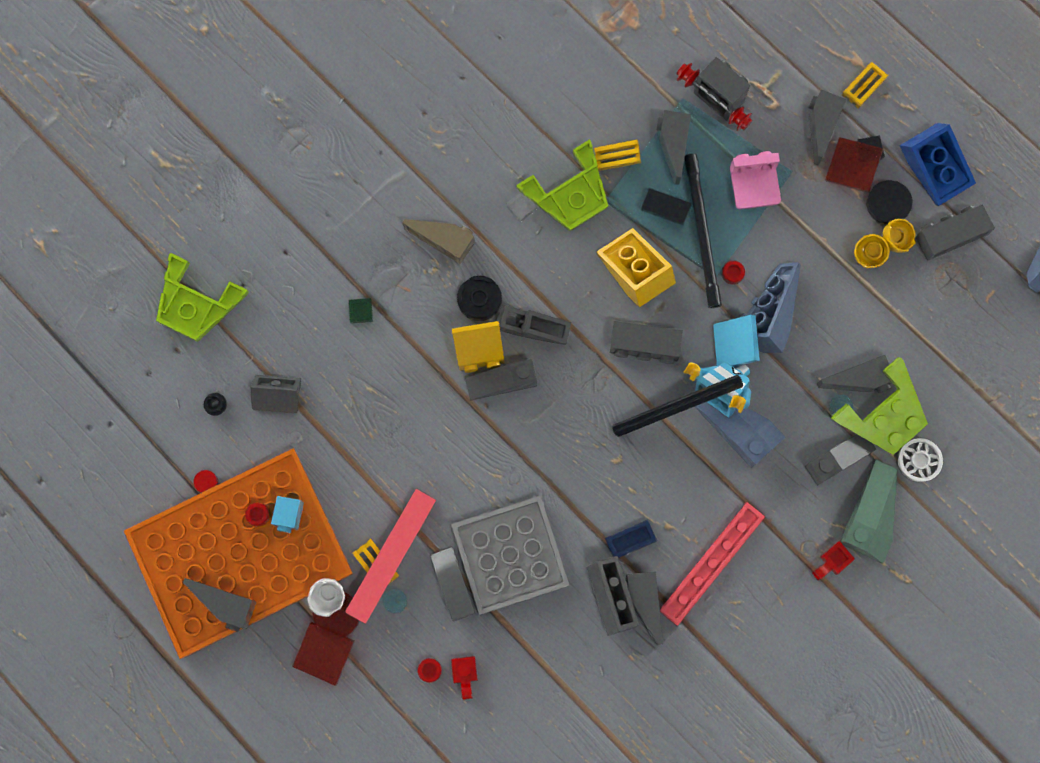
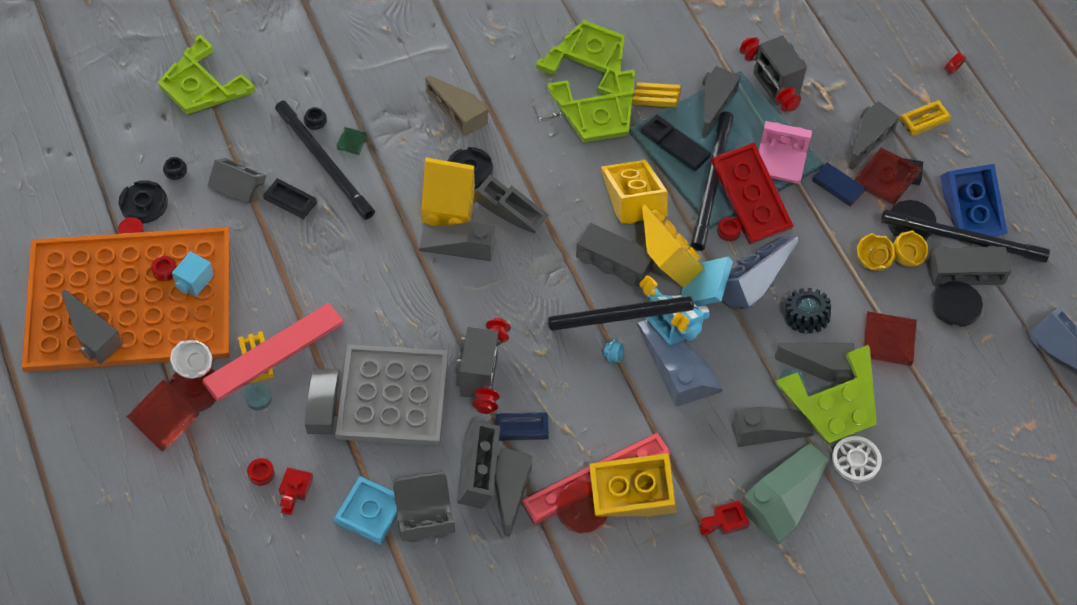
camera: 15 degrees right, 20 degrees down
(202, 448) = (143, 201): none -> black tile
(297, 310) = (358, 201): none -> black piece
(316, 294) = (312, 114): none -> black plate
(332, 393) = (290, 198): none -> black tile
(536, 668) = (368, 510): none -> medium azure tile
(540, 125) = (591, 47): none -> lime wing
(575, 501) = (478, 363): none -> dark grey brick
(584, 656) = (423, 507): none -> dark grey bracket
(633, 195) = (656, 129): none -> black plate
(681, 438) = (614, 351): none -> medium azure plate
(692, 321) = (668, 249): none -> yellow slope
(712, 597) = (577, 509): none -> clear red tile
(742, 231) = (752, 193): none -> red tile
(749, 566) = (633, 487): none -> yellow slope
(812, 187) = (838, 184): none -> dark blue tile
(832, 333) = (808, 310): none -> black wheel
(874, 15) = (955, 63): none -> red tile
(908, 331) = (890, 338): none -> clear red tile
(955, 272) = (957, 303): none -> black tile
(998, 195) = (903, 221): none -> black piece

